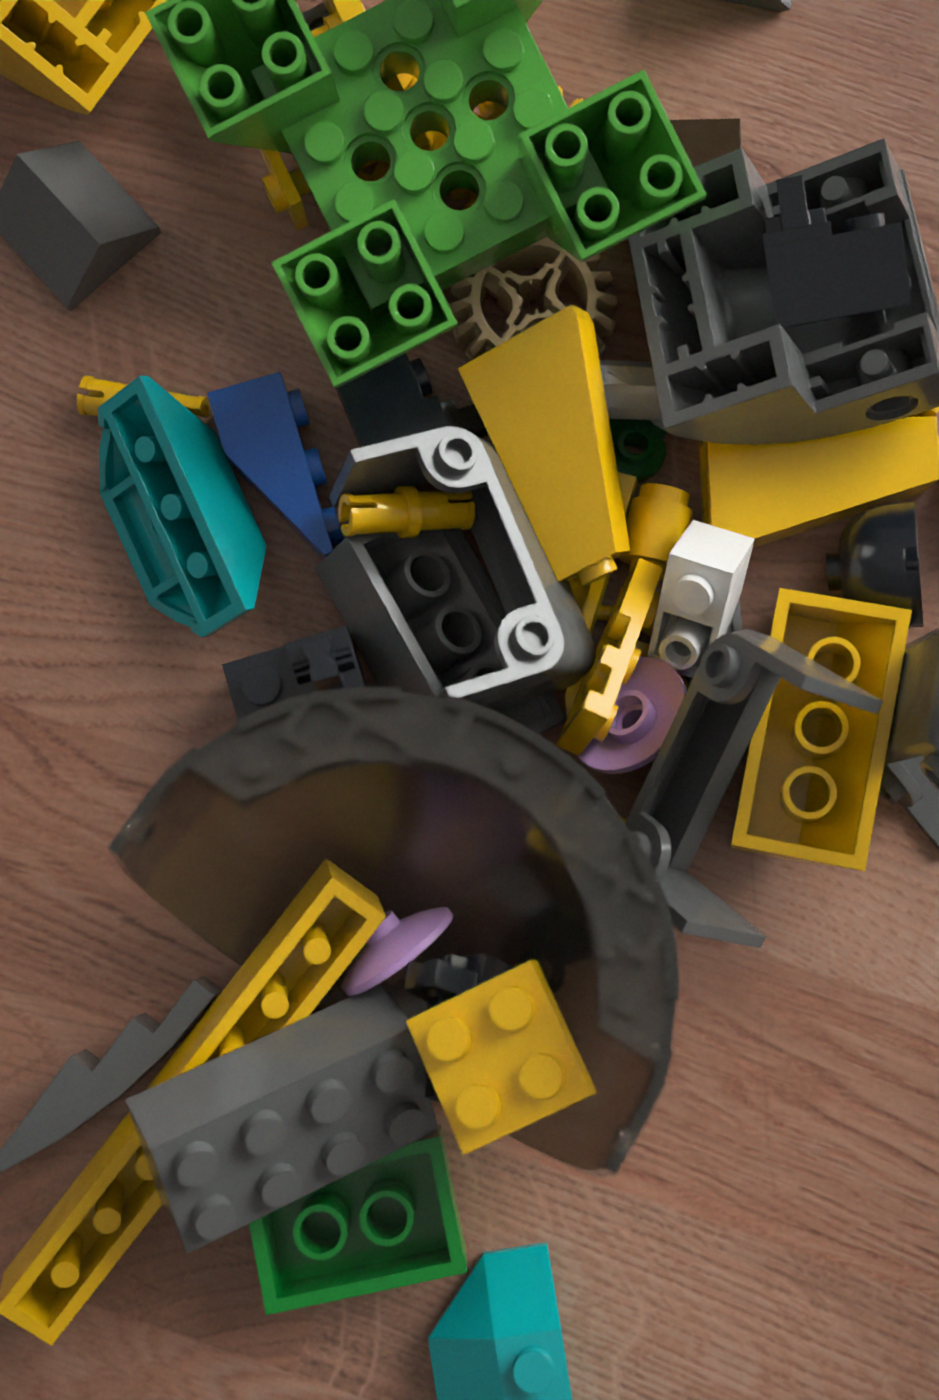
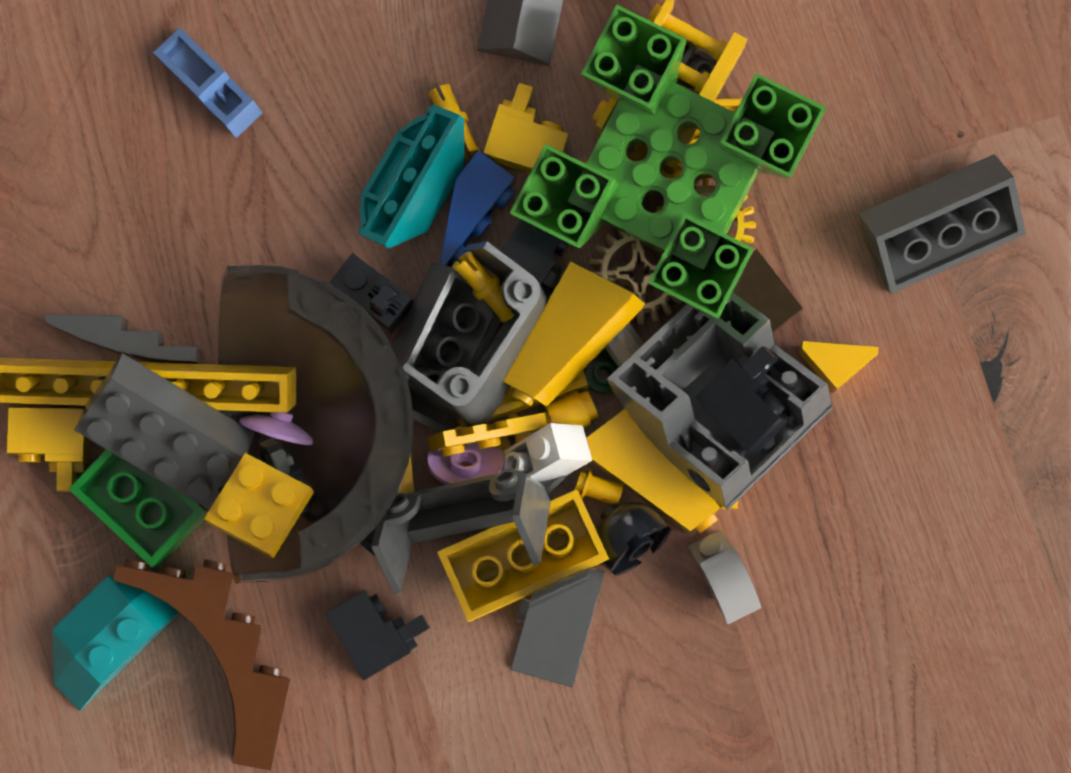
camera: 55 degrees right, 0 degrees up
(160, 1282) = (52, 435): none -> yellow hinge
(234, 332) = (516, 138): none -> yellow hinge
(650, 1223) = (255, 695): none -> reddish brown arch
(775, 1027) = (369, 638): none -> black hinge
(784, 565) = (598, 488): none -> yellow pin
(839, 126) = (836, 362): none -> yellow slope

